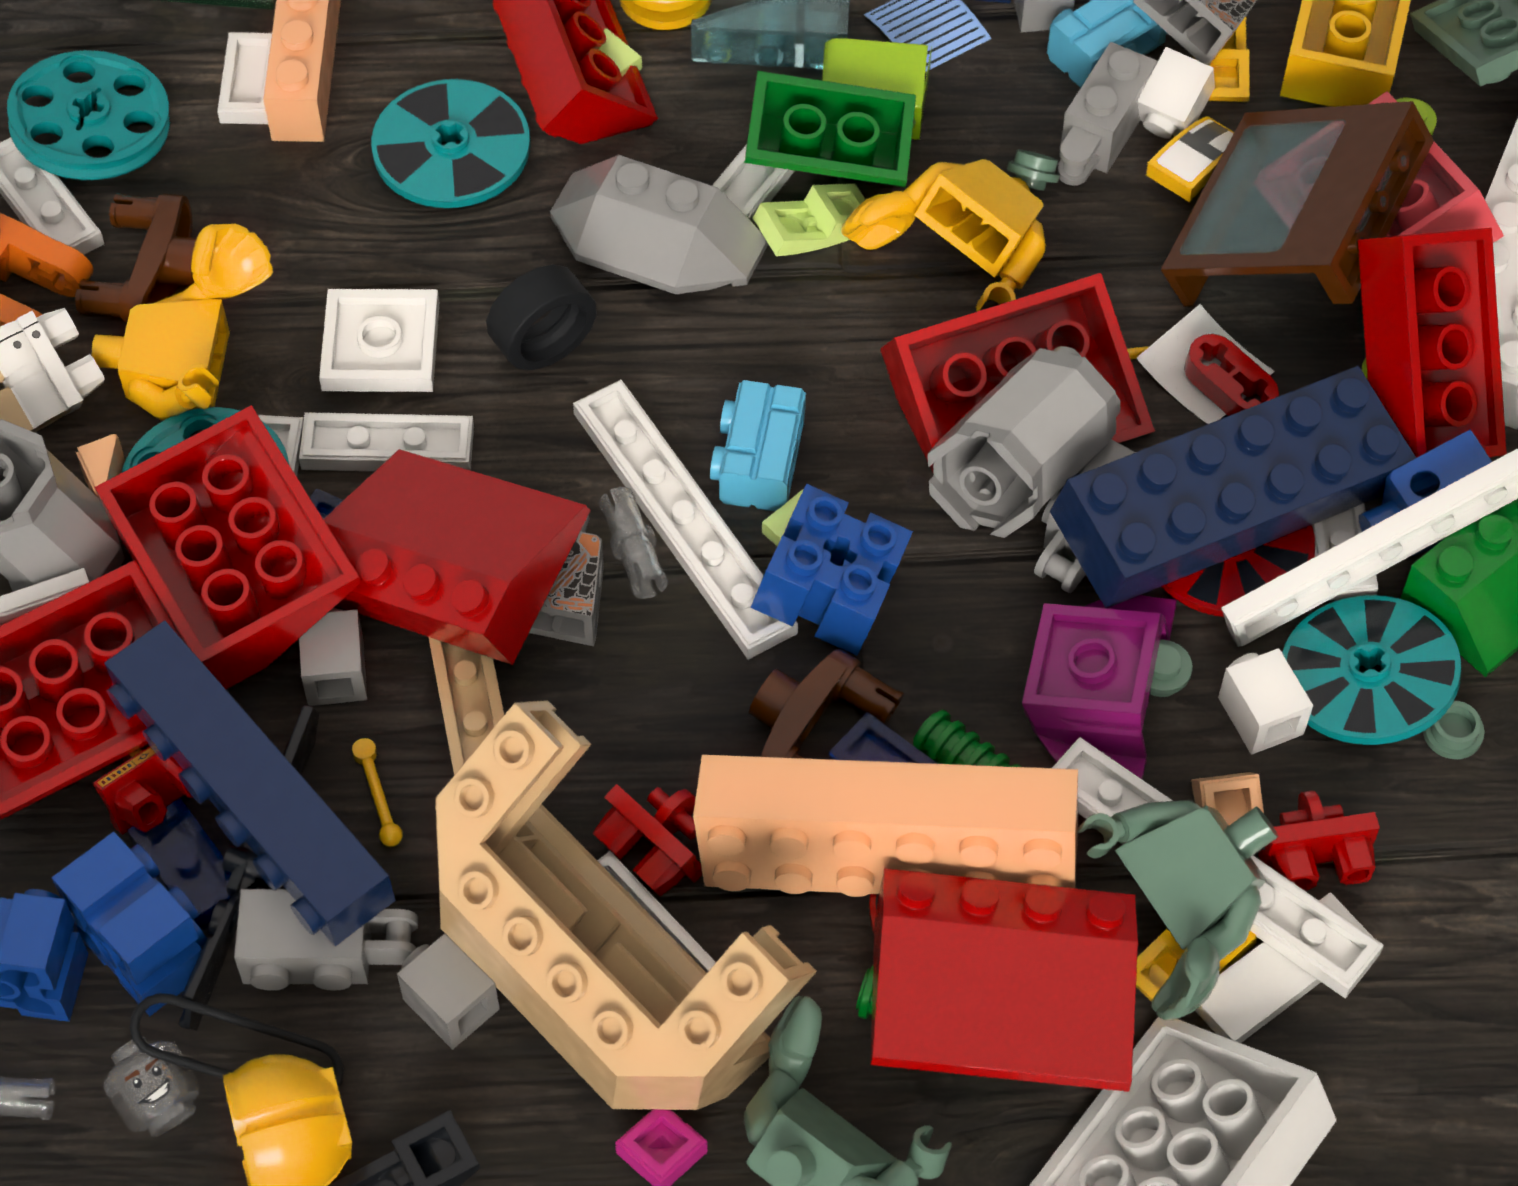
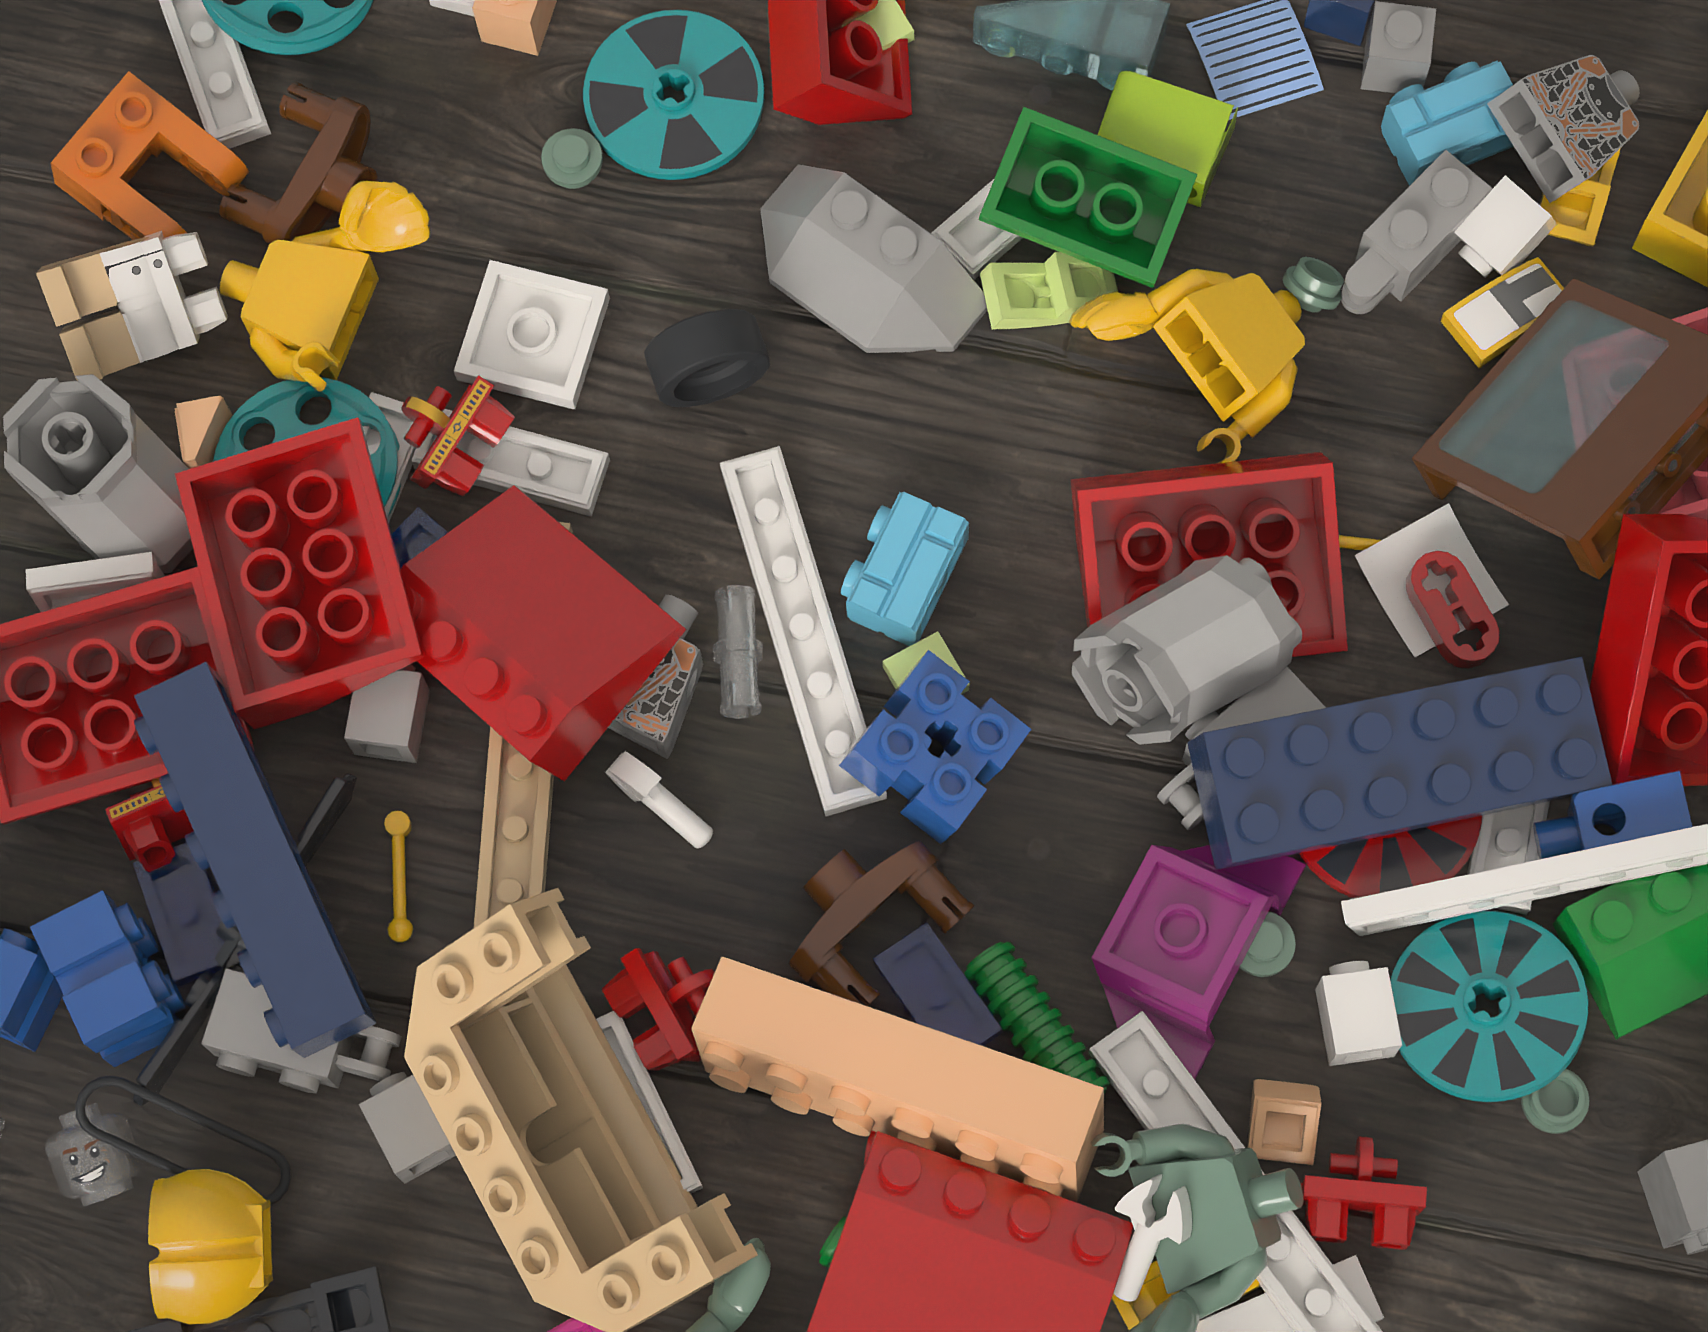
camera: 20 degrees right, 15 degrees up
(349, 402) = (473, 413): none -> red hips
(377, 206) = (572, 158): none -> sand green plate
(574, 658) = (643, 785): none -> white bar
(1151, 897) = (1148, 1232): none -> white bar

